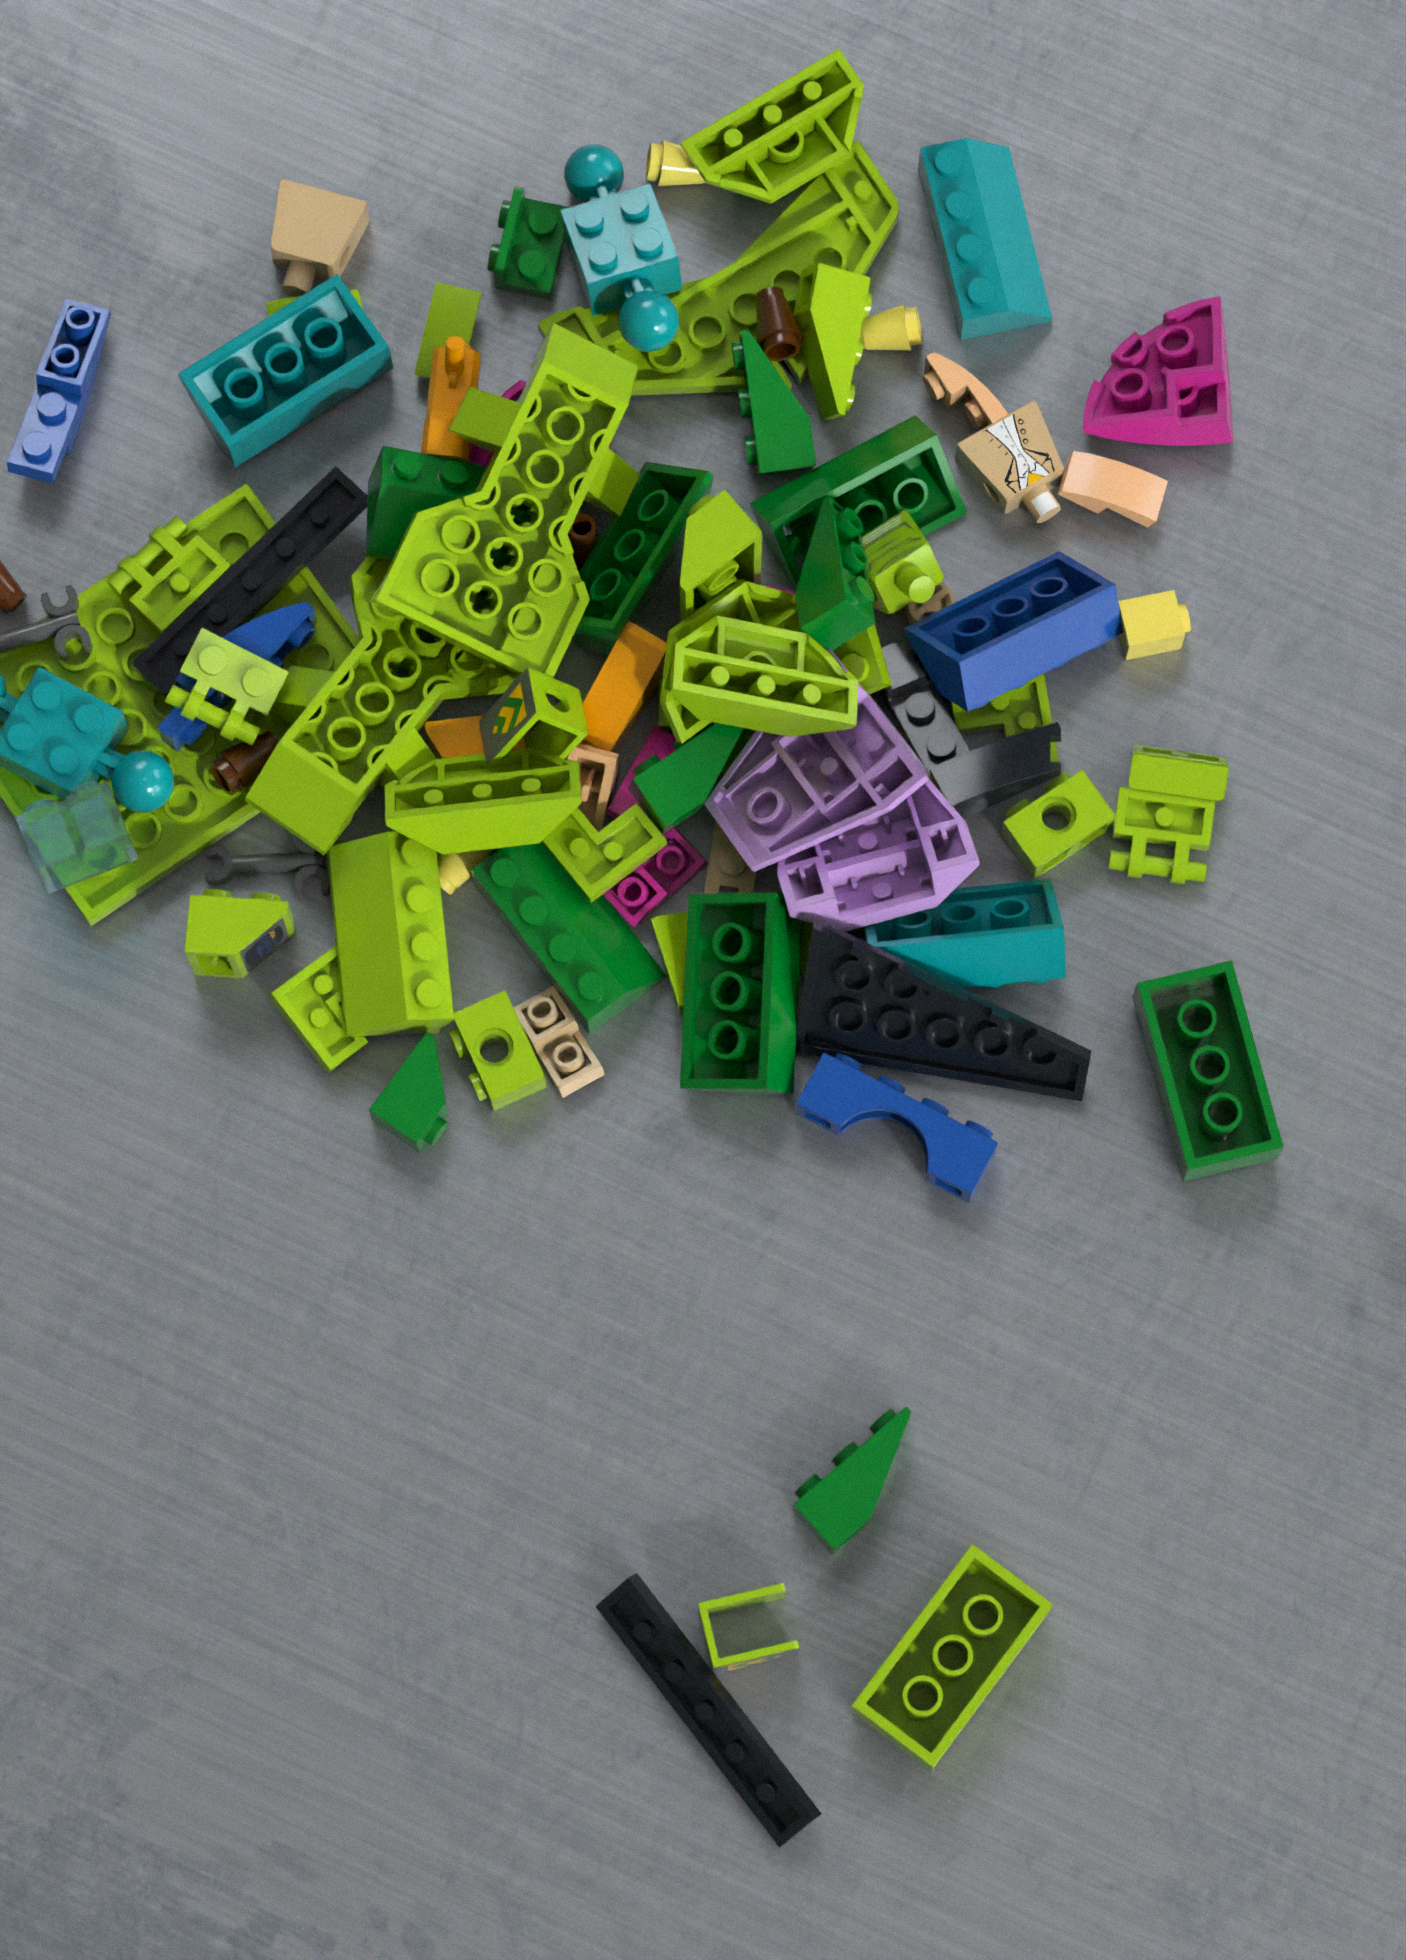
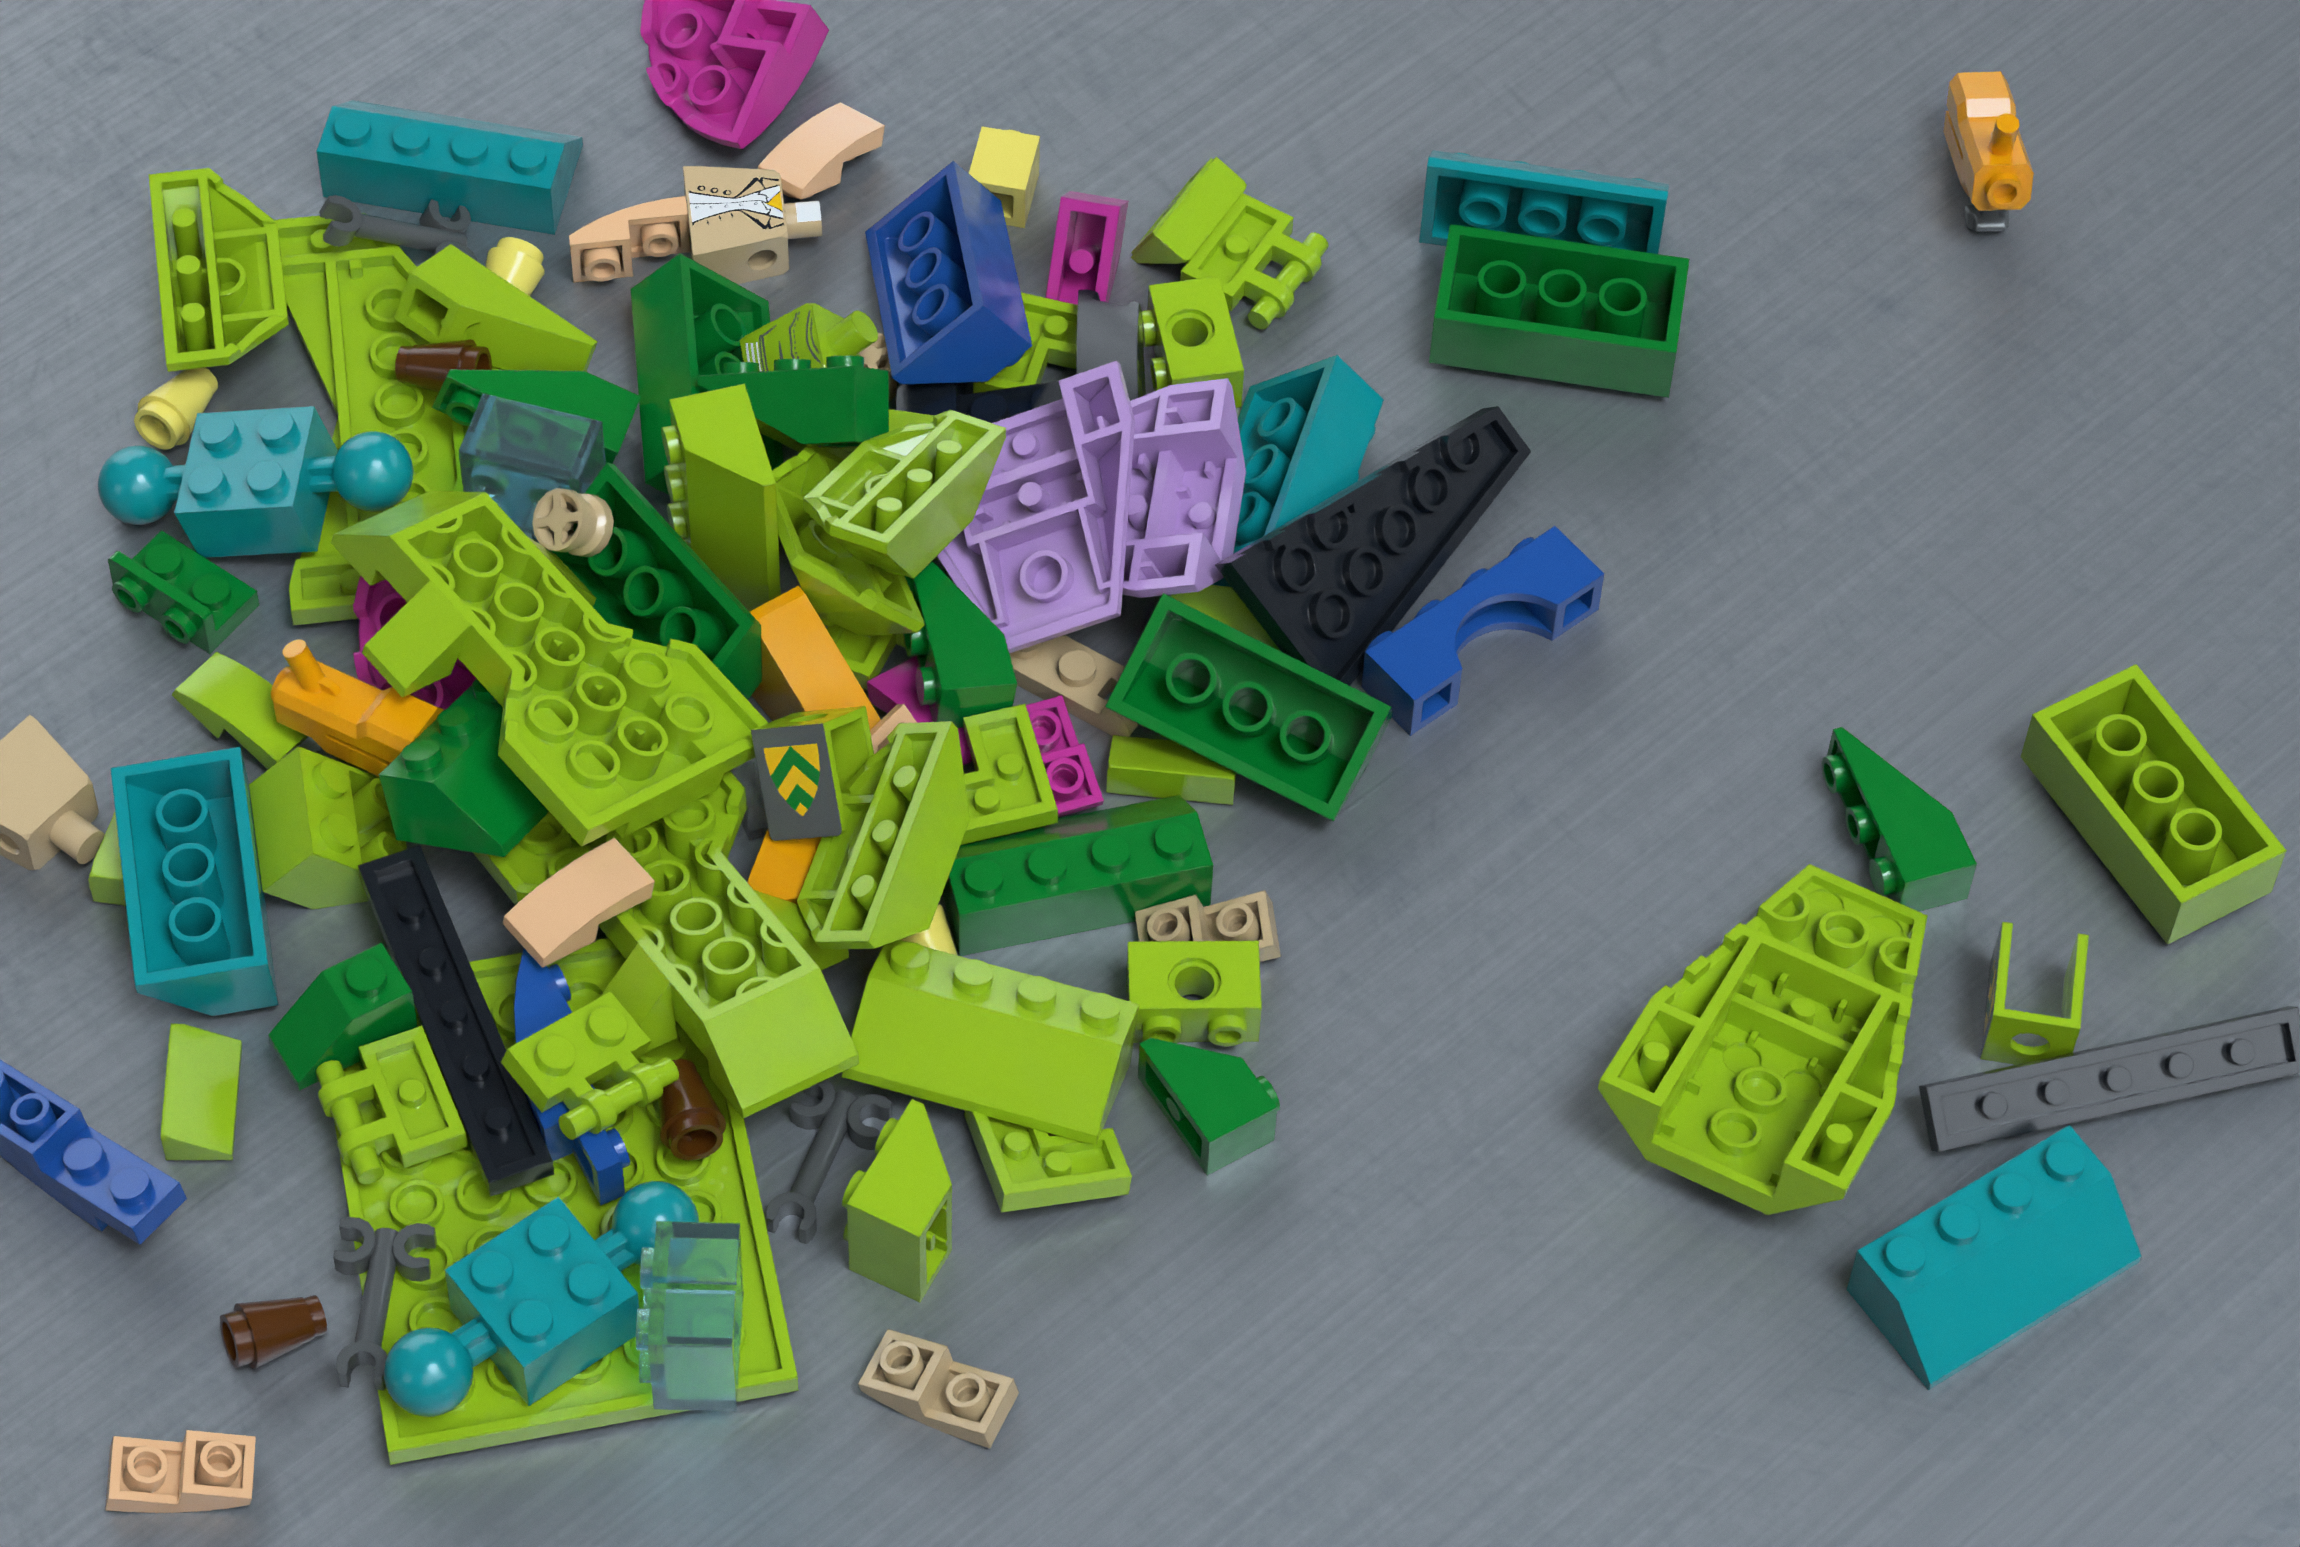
camera: 70 degrees left, 20 degrees down
(128, 1014) = (936, 1391): none -> tan slope
(144, 452) = (200, 1094): none -> lime slope
(219, 515) = (341, 1011): none -> green slope
(345, 618) = (572, 903): none -> light nougat slope
(363, 420) = (316, 827): none -> lime slope
(521, 1675) = (1995, 1257): none -> teal slope
(626, 1465) = (1776, 1048): none -> lime wedge
(656, 472) = (562, 509): none -> tan wheel
(711, 423) = (525, 451): none -> clear light blue piece
(906, 269) = (431, 235): none -> dark grey bar
(1107, 712) = (1086, 246): none -> dark pink slope
(1306, 1022) = (1540, 202): none -> teal slope

